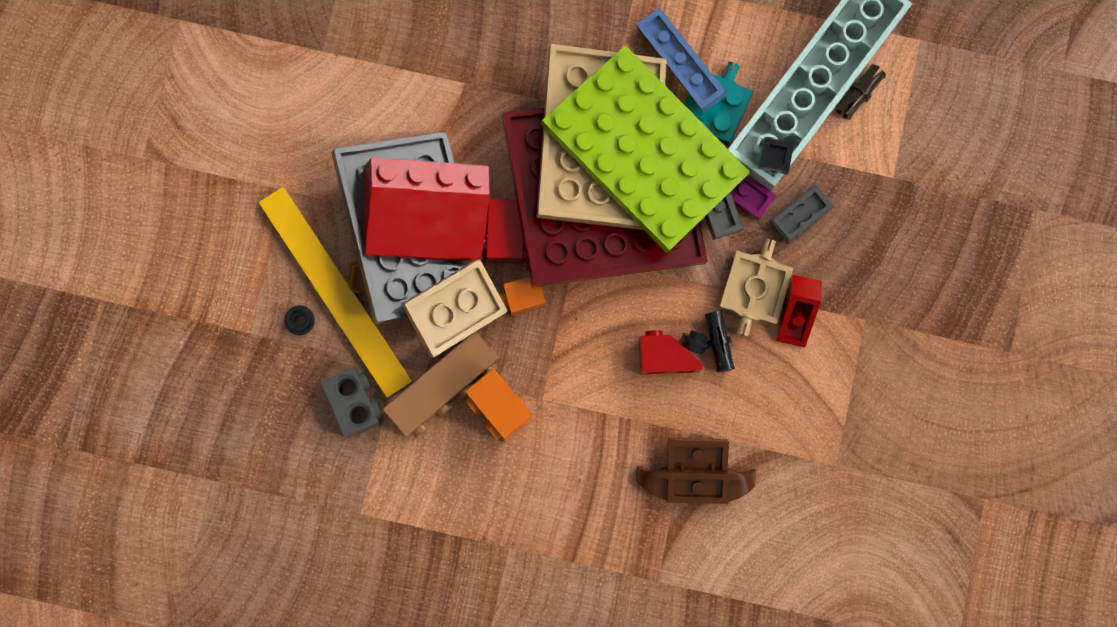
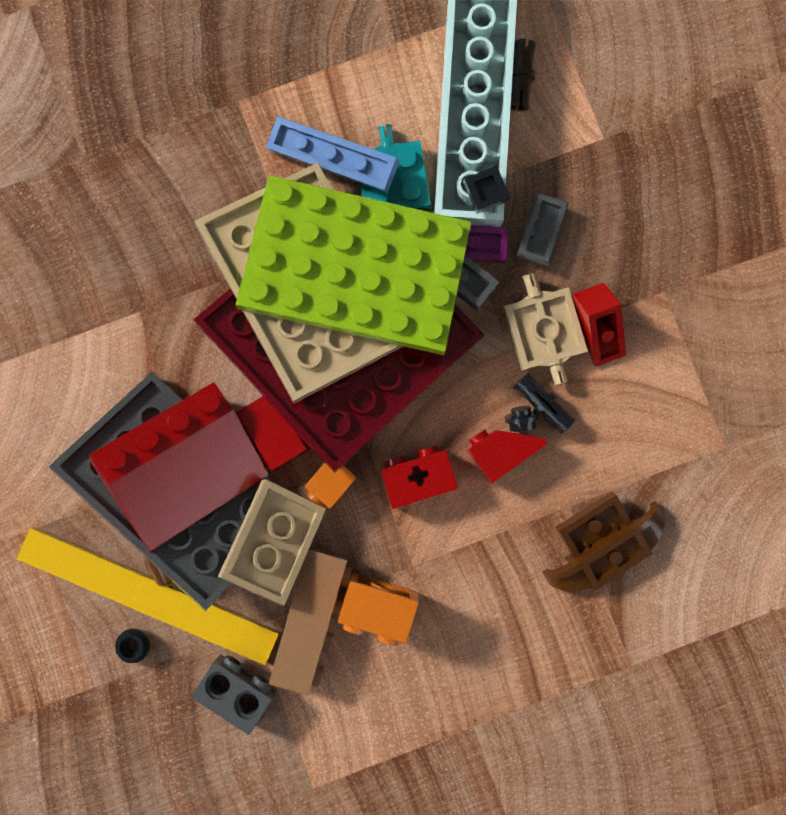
camera: 30 degrees left, 5 degrees up
(601, 346) = (404, 492): none -> red brick

